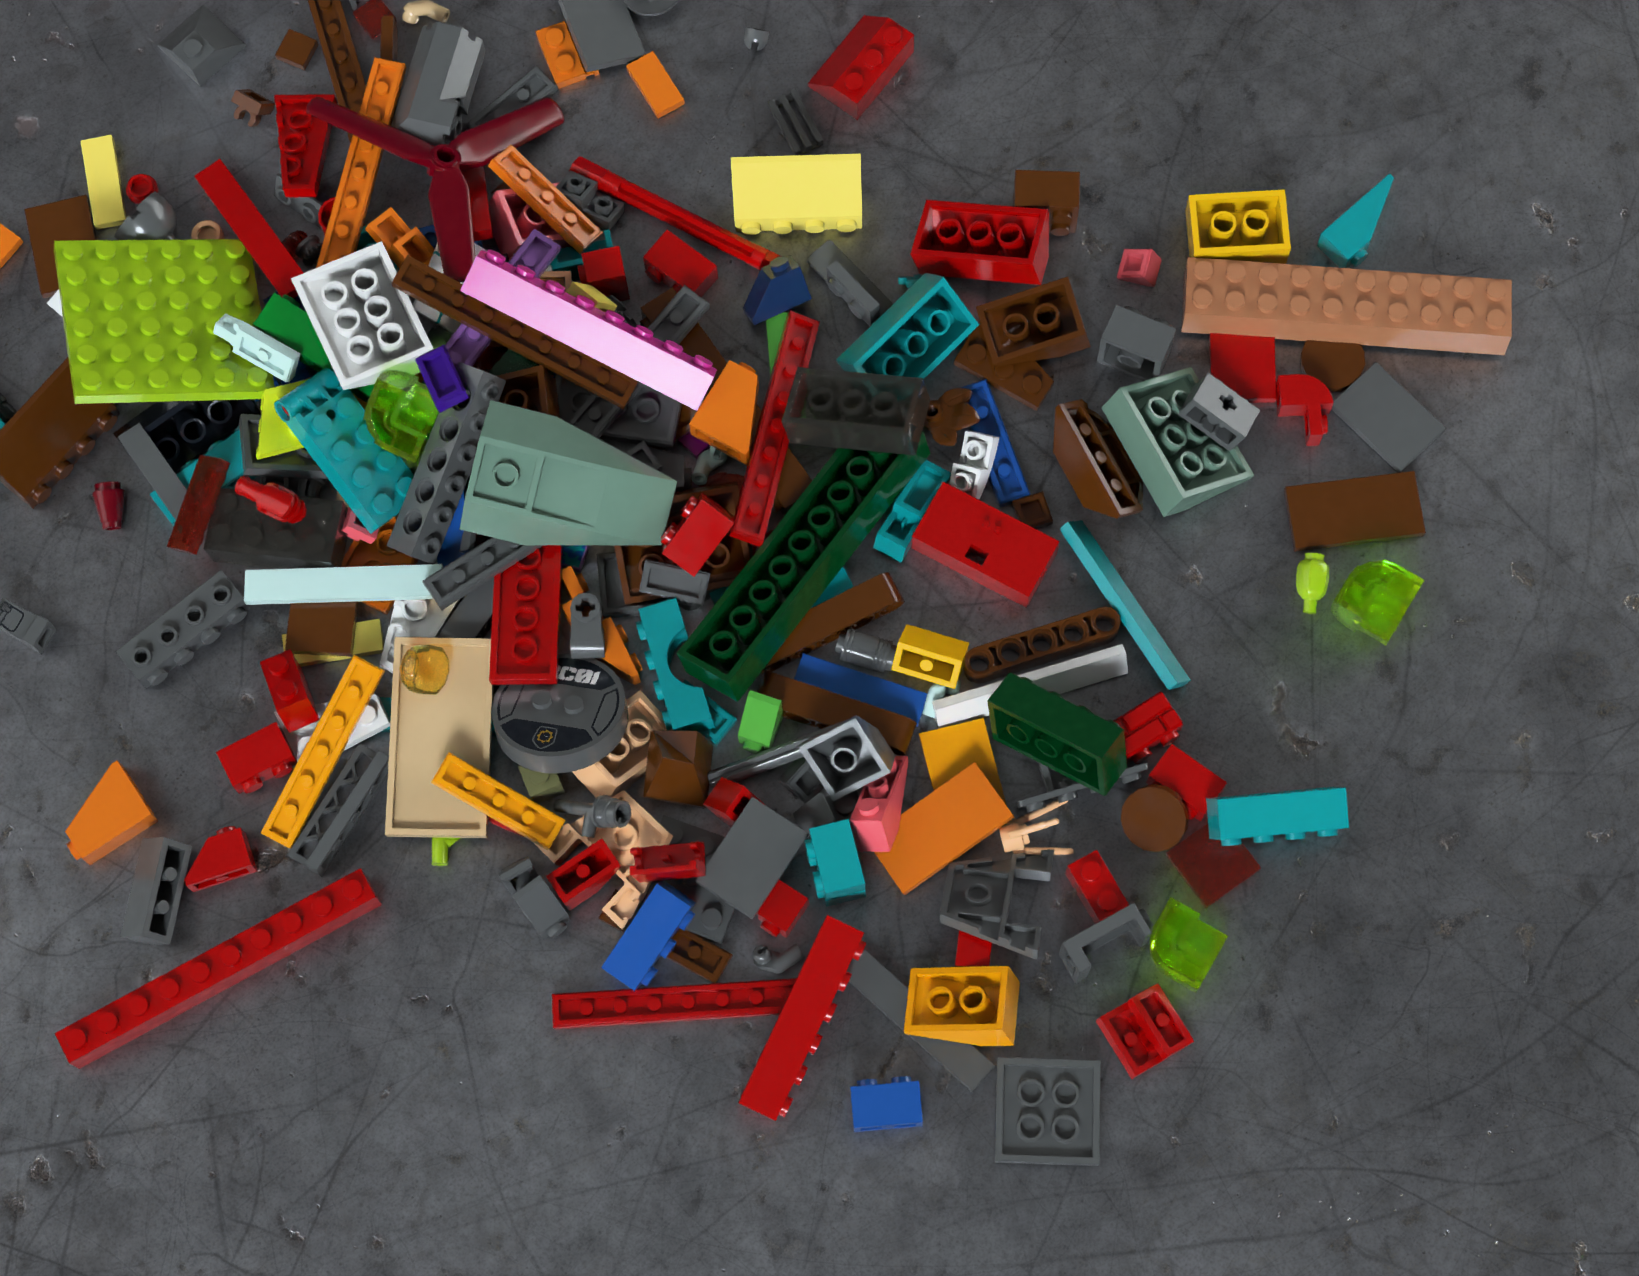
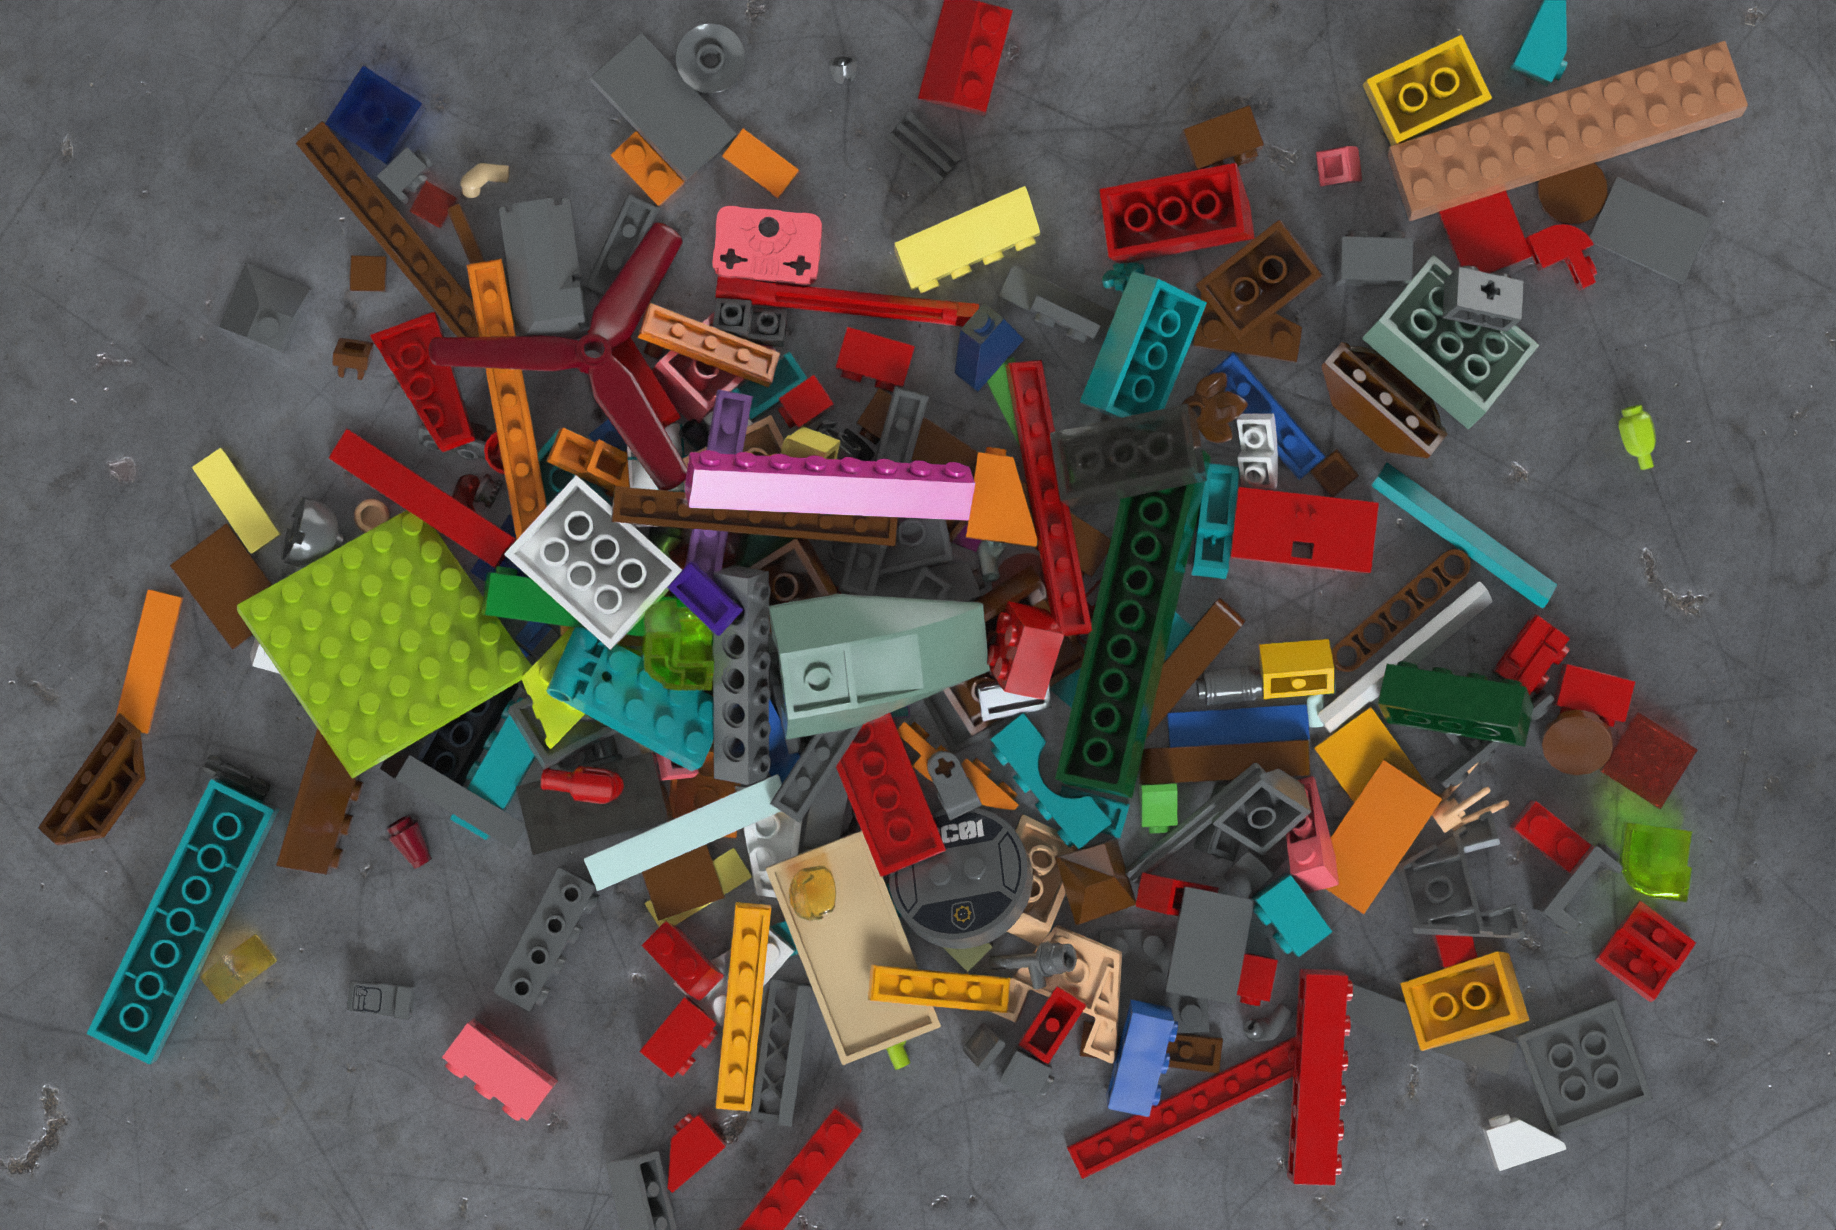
camera: 30 degrees left, 15 degrees up
(87, 718) = (498, 1070): none -> coral brick
(109, 816) = (561, 1152): orange slope -> none
(140, 187) = (280, 493): red plate -> none
(198, 504) = (508, 814): clear red plate -> none
(258, 347) = (497, 634): light aqua hinge -> none
(629, 155) = (766, 256): none -> coral axle
(668, 862) = (1133, 984): red hinge -> none
(886, 1105) = (1430, 1124): blue brick -> none
(960, 1154) = (1517, 1142): none -> white slope
(1277, 814) = (1695, 693): teal brick -> none
(1354, 511) = (1652, 343): reddish brown tile -> none
(1376, 598) = (1712, 433): clear neon green brick -> none

